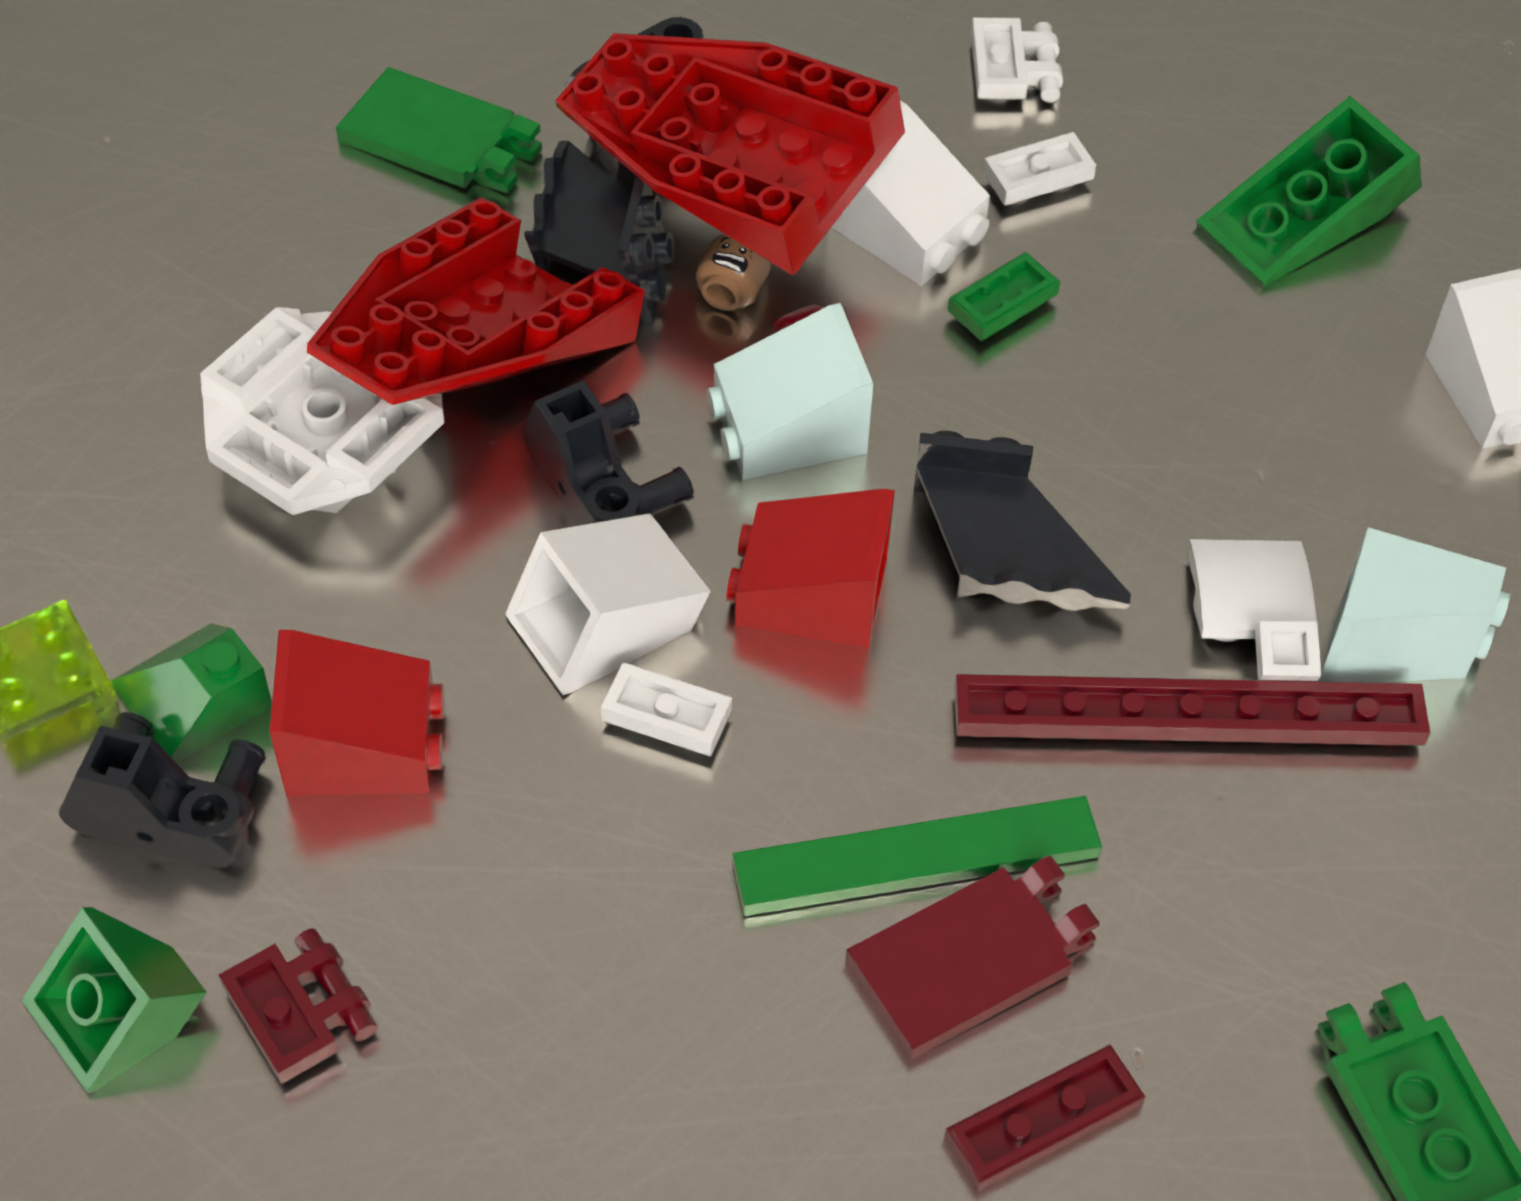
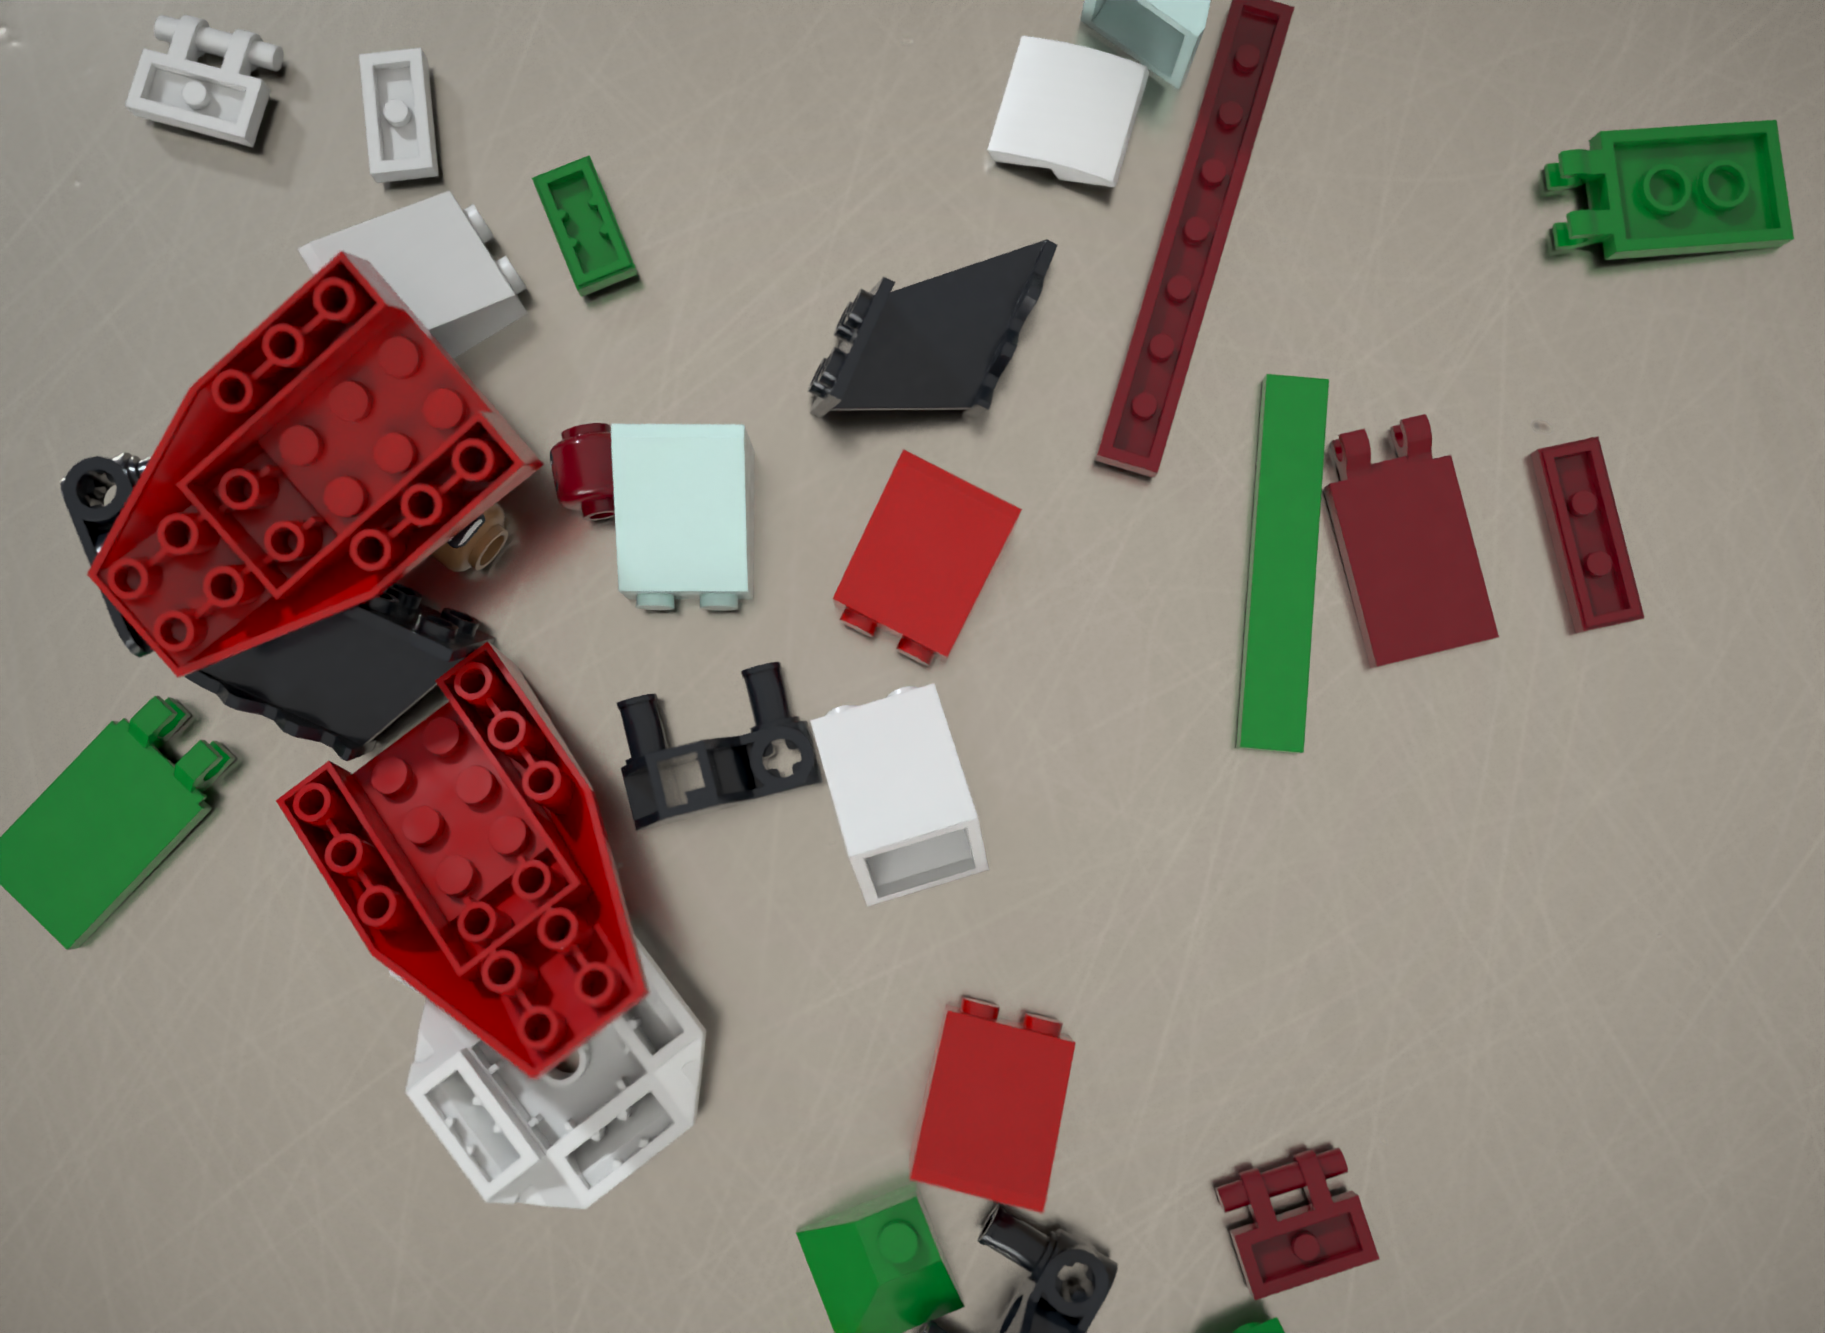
camera: 75 degrees left, 30 degrees up
(666, 709) = (1050, 767): white plate -> none
(1287, 650) = (1168, 107): white tile -> none

